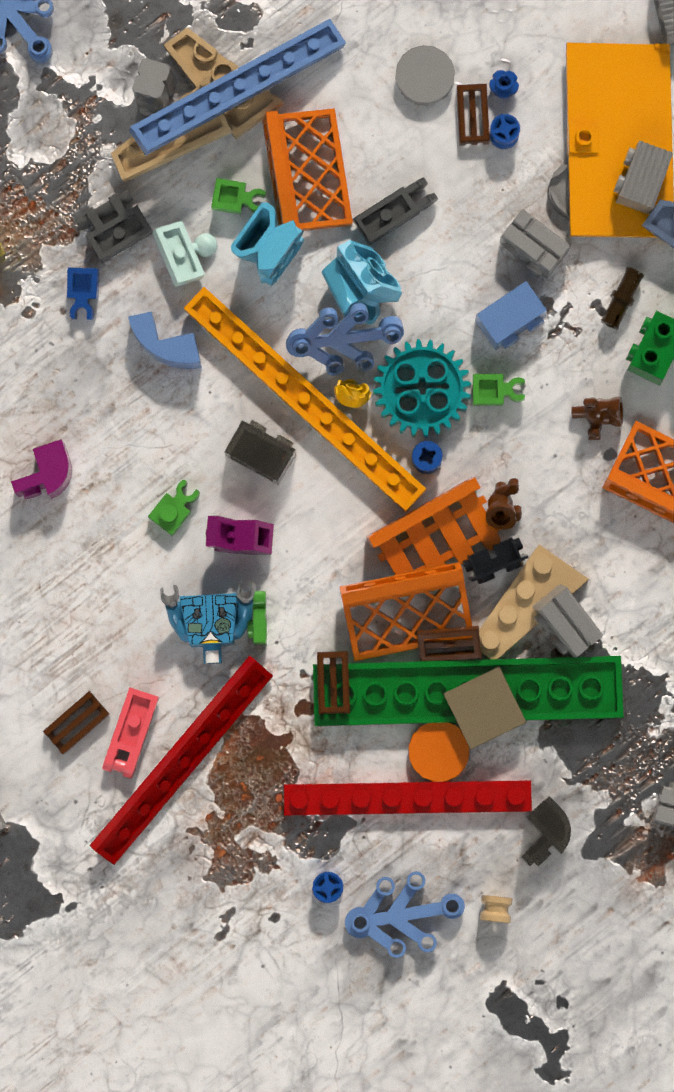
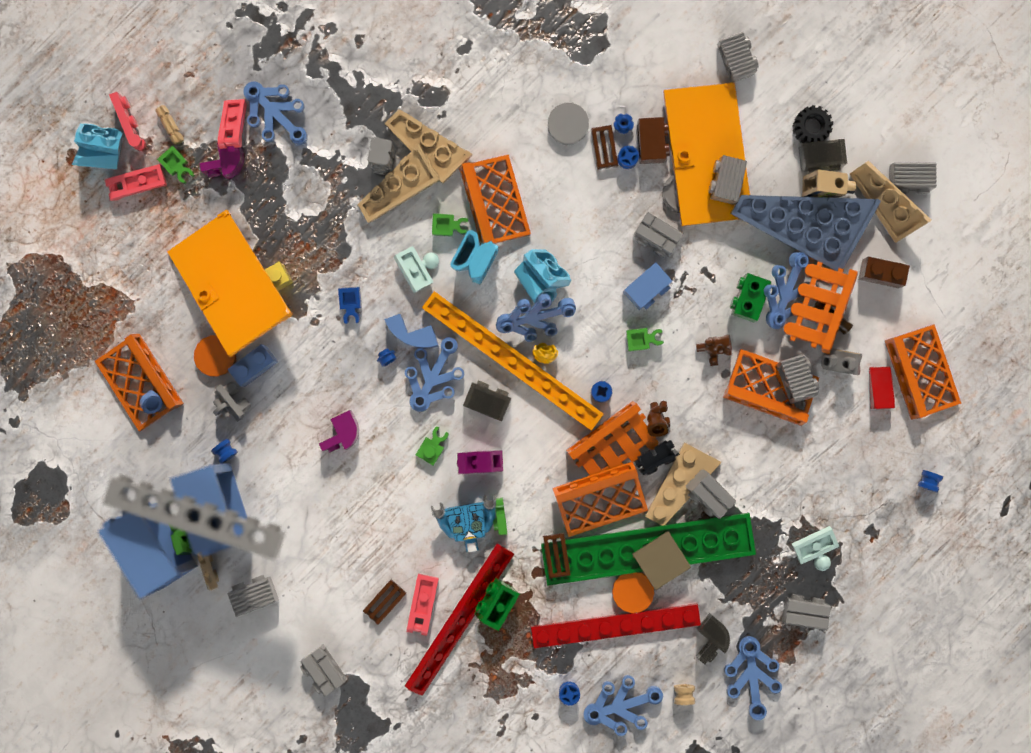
camera: 15 degrees left, 5 degrees up
(118, 233) = (369, 260): dark grey plate -> none
(124, 373) = (386, 357): none -> blue plate
(187, 409) = (431, 377): none -> medium blue plant
(237, 87) = (439, 149): medium blue plate -> none
(238, 742) = (496, 604): none -> green brick
(392, 212) = (557, 223): dark grey hinge -> none
(424, 415) = (588, 325): teal gear -> none
(445, 633) = (647, 513): reddish brown tile -> none
(542, 111) = (652, 140): none -> reddish brown brick
(599, 891) = (752, 674): none -> medium blue plant
(622, 298) = (722, 265): dark brown pin -> none

